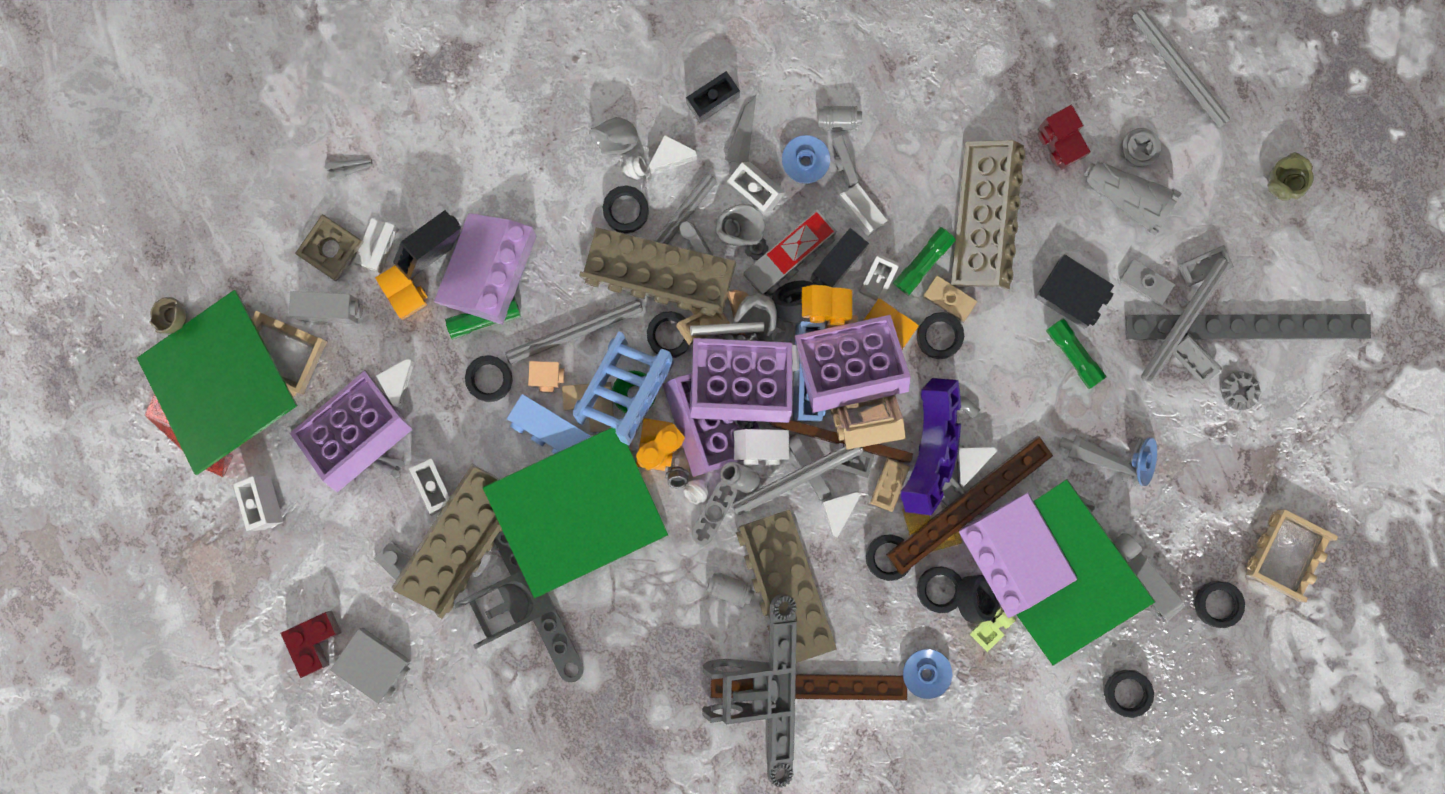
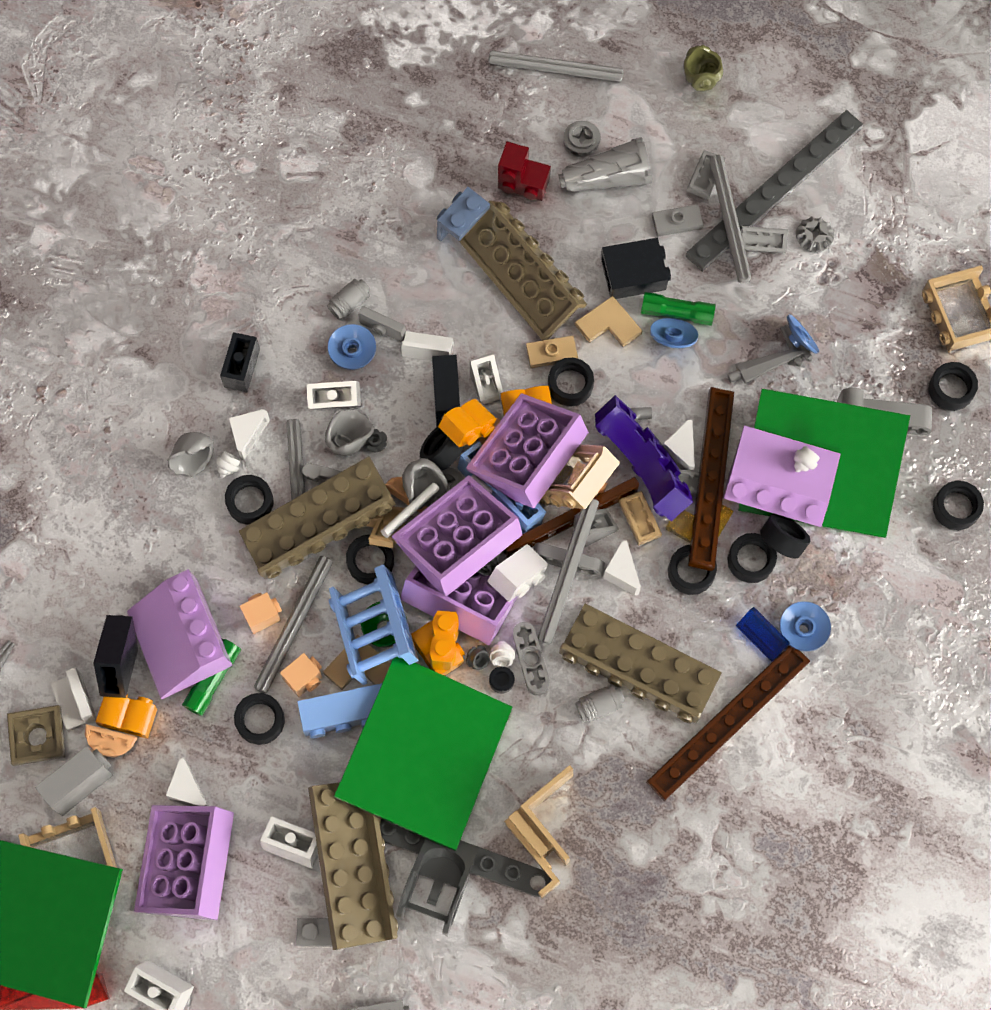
camera: 45 degrees left, 15 degrees down
(372, 298) = (108, 742): none -> light nougat plate
(388, 465) = (240, 861): light grey piece -> none
(558, 302) = (261, 612): none -> light nougat brick
(596, 641) = (534, 835): none -> tan piece
(680, 508) = (501, 680): none -> black tile
(740, 144) = (291, 378): light grey bar -> none
(740, 477) = (525, 610): light grey head -> none
(771, 693) = (708, 746): dark grey piece -> none
(791, 252) = (404, 420): light grey brick -> none
(892, 650) = (762, 634): none -> clear blue tile
(935, 248) = (507, 336): green axle -> none
(982, 133) = (461, 215): none -> sand blue bracket
(988, 632) = (817, 556): yellowish green plate -> none
(1020, 312) = (610, 317): none -> tan tile
(1043, 562) = (805, 460): none -> white plate
(1053, 370) = (674, 333): none -> medium blue dish

